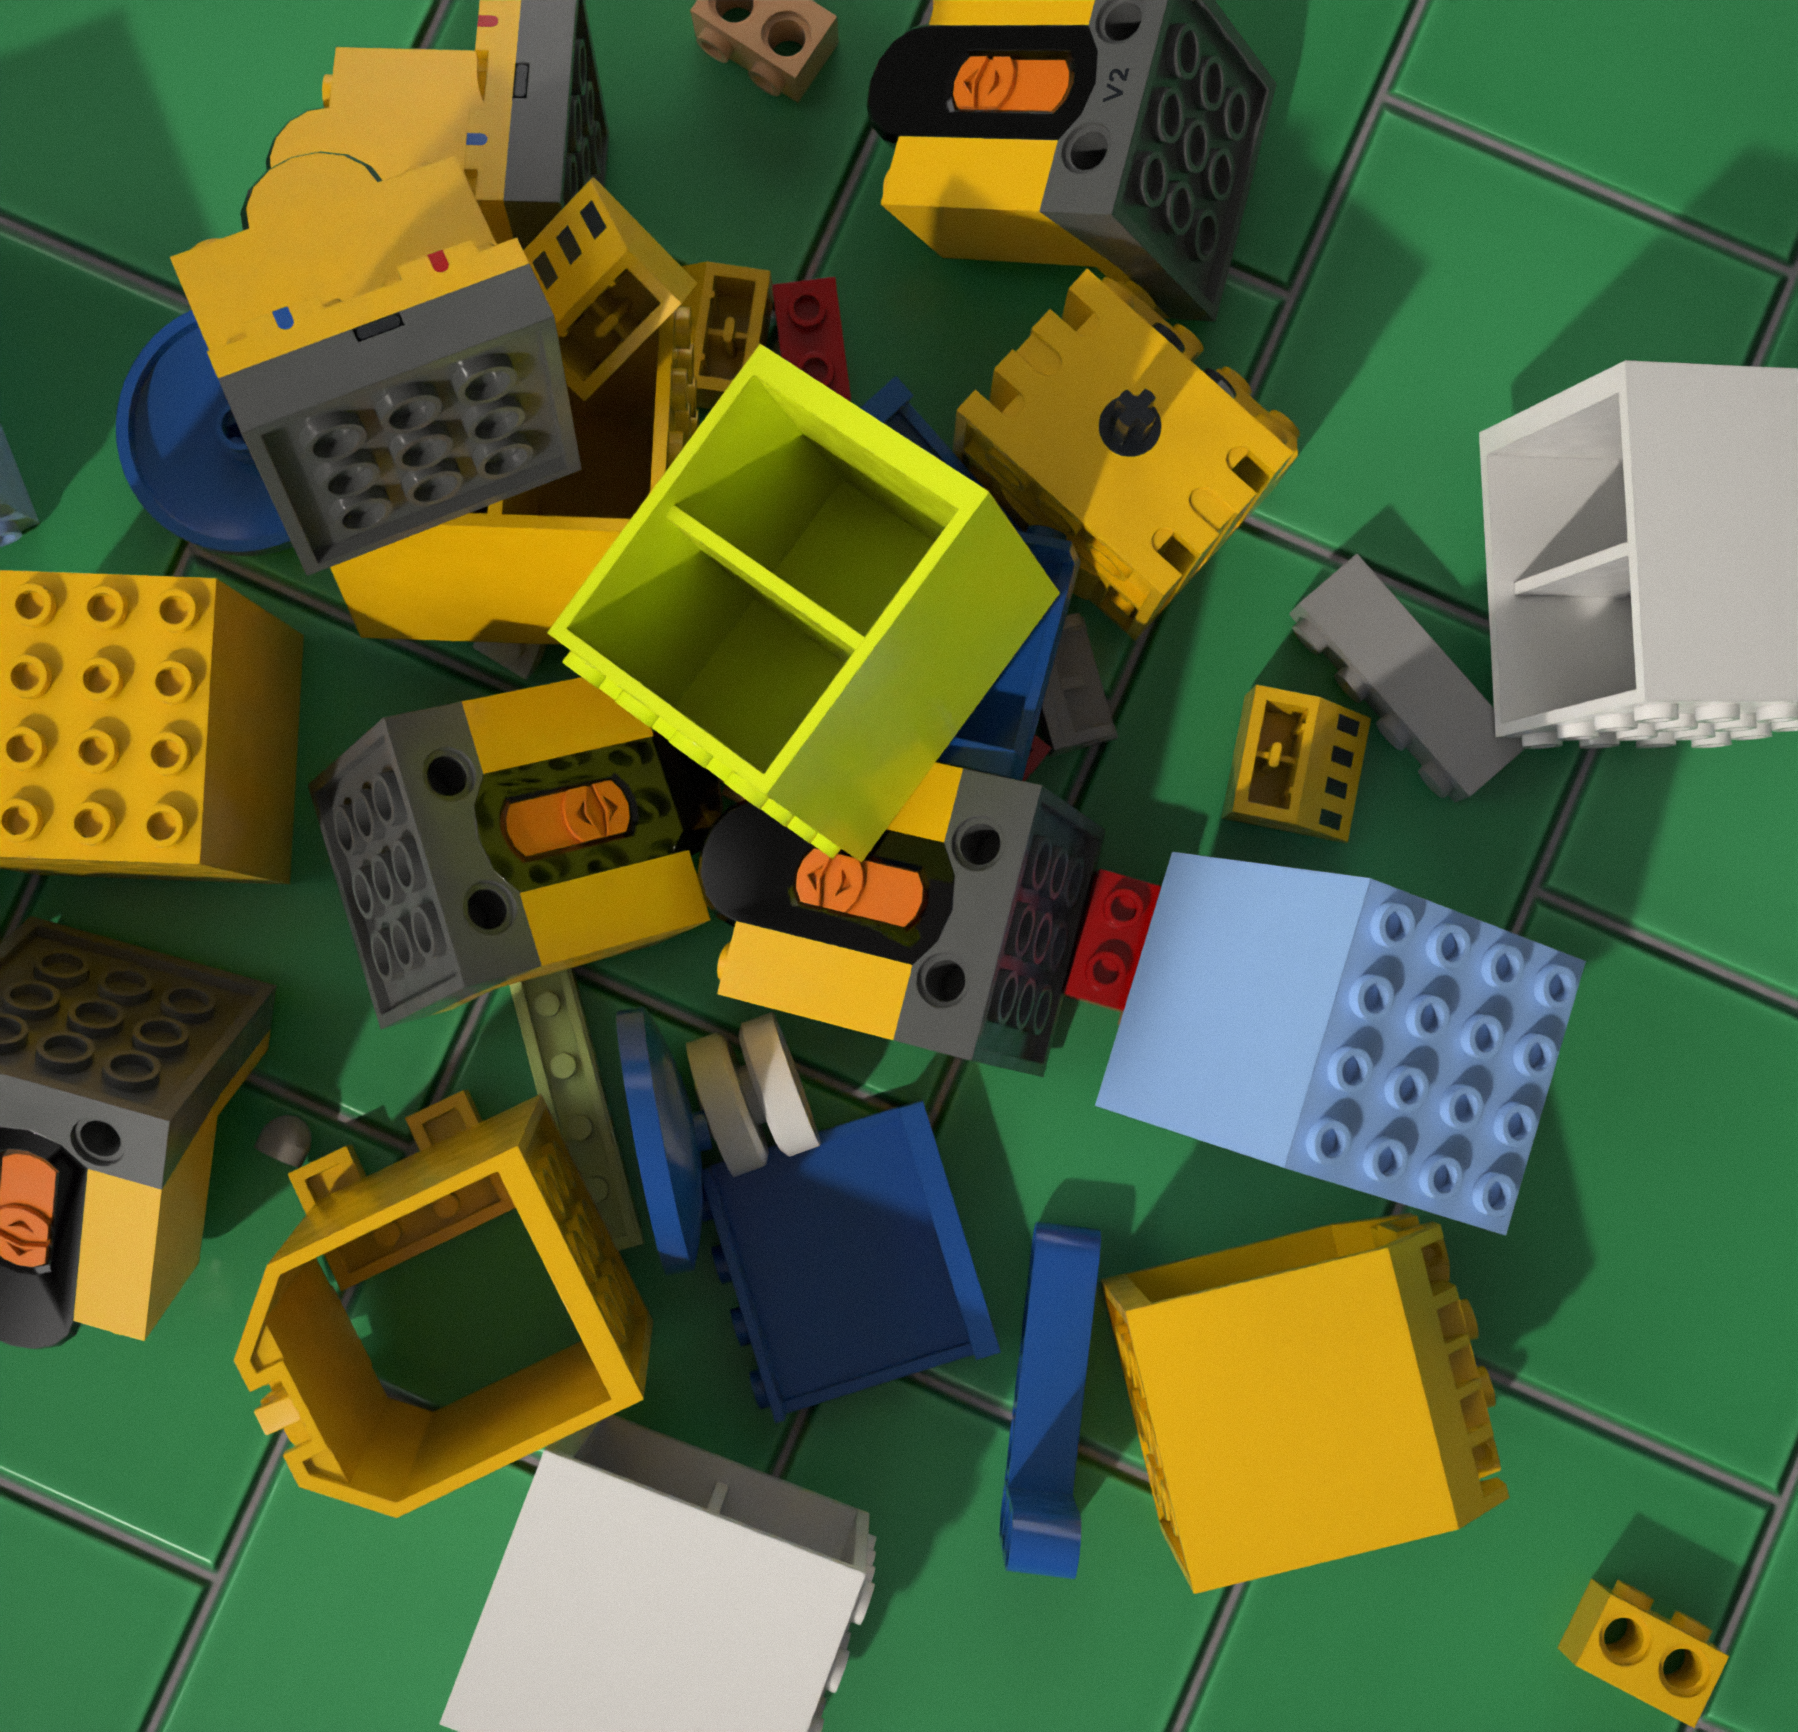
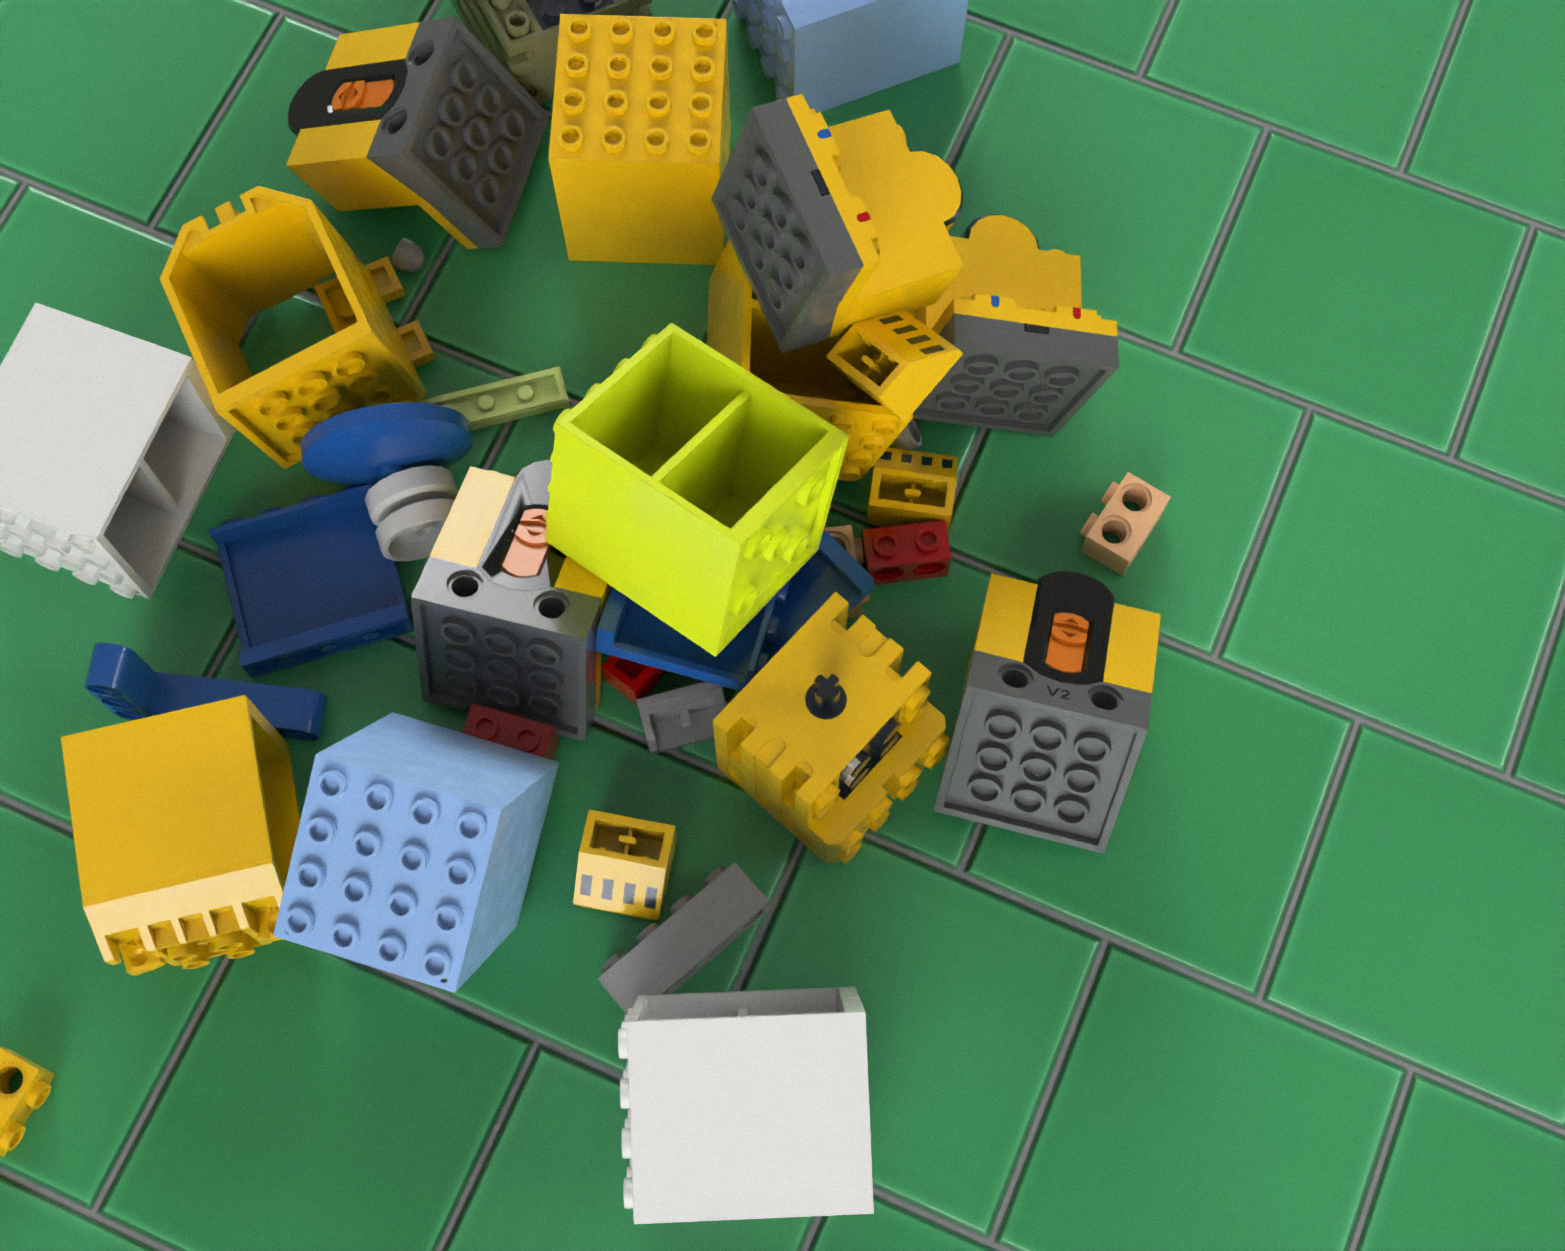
camera: 90 degrees right, 15 degrees down
(510, 842) = (558, 343): piece -> none

